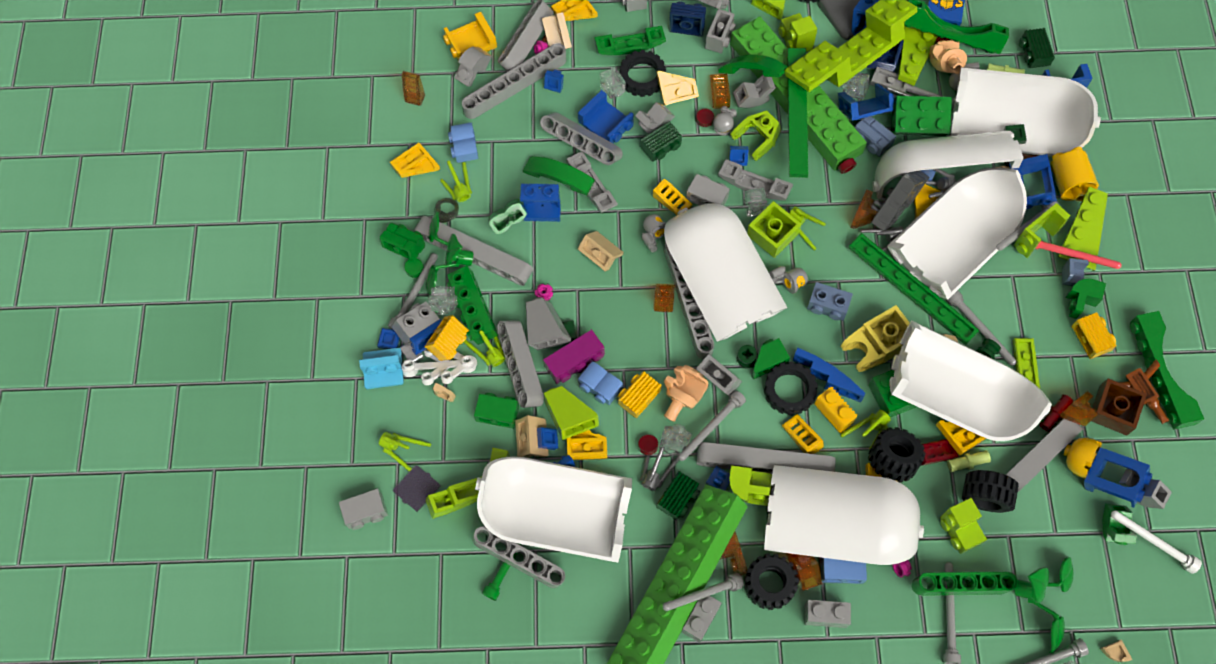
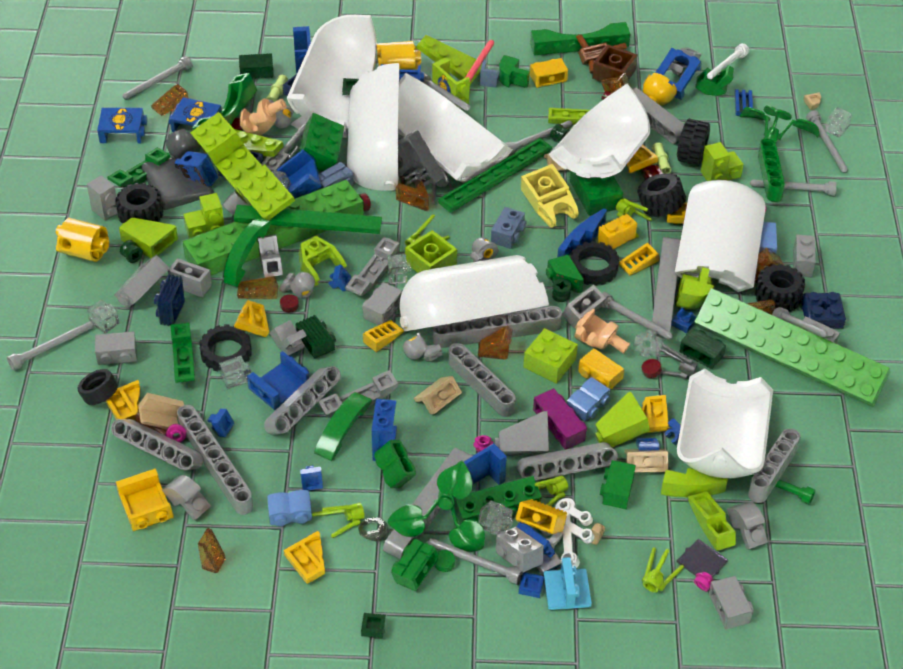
camera: 90 degrees left, 20 degrees down
(347, 216) = (373, 625): none -> dark green plate
(387, 486) = (703, 581): none -> dark pink plate
(451, 527) = (749, 520): none -> light grey brick
(497, 155) = (311, 478): none -> blue tile
(509, 296) = (487, 462): none -> blue panel
(615, 293) = (482, 380): none -> light grey beam
(652, 346) = (550, 355): none -> lime brick
(738, 641) = (824, 308): none -> dark blue brick
(1109, 555) = (743, 94): none -> blue tile

